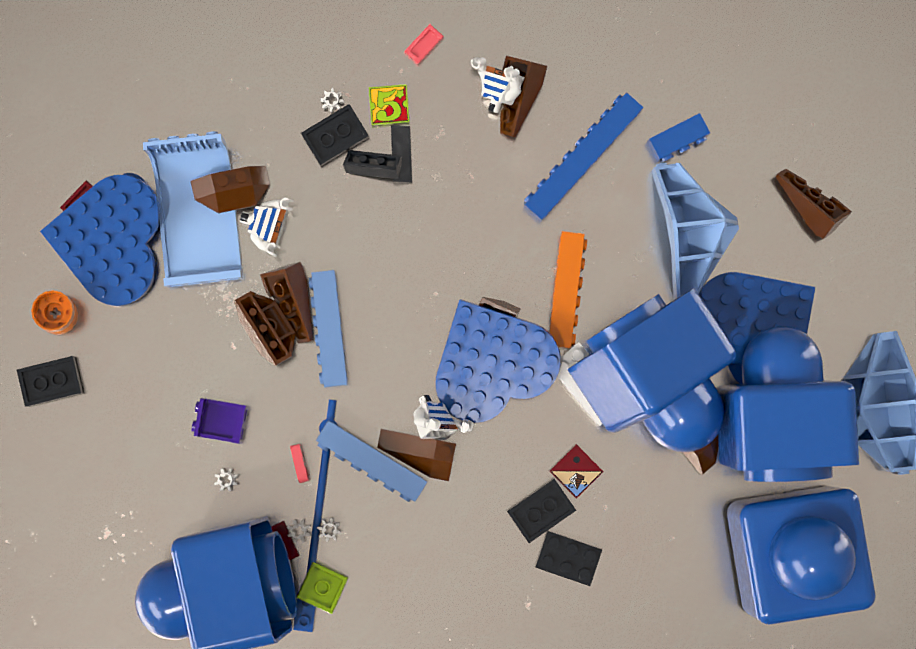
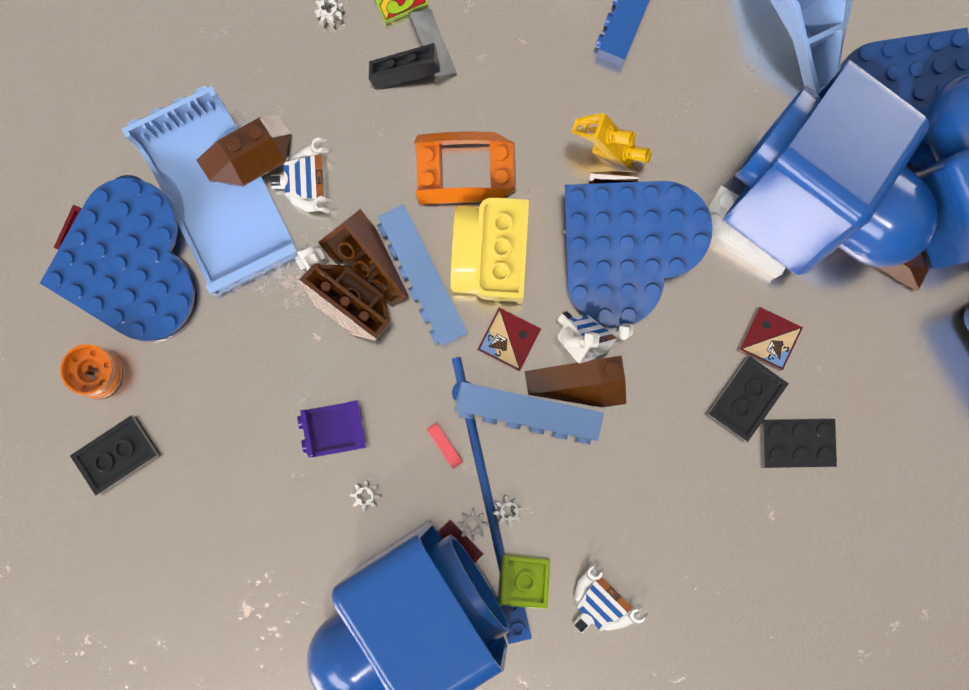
camera: 20 degrees left, 0 degrees up
(249, 283) = (308, 255): none -> white gear
(335, 135) = (347, 48): black plate -> none
(365, 249) = (429, 167): none -> orange wedge
(374, 625) = (602, 604): none -> torso
(377, 400) = (509, 339): none -> tile
(385, 329) = (490, 249): none -> light yellow brick
(506, 279) = (611, 142): none -> yellow hose
(566, 288) = (681, 127): orange brick -> none

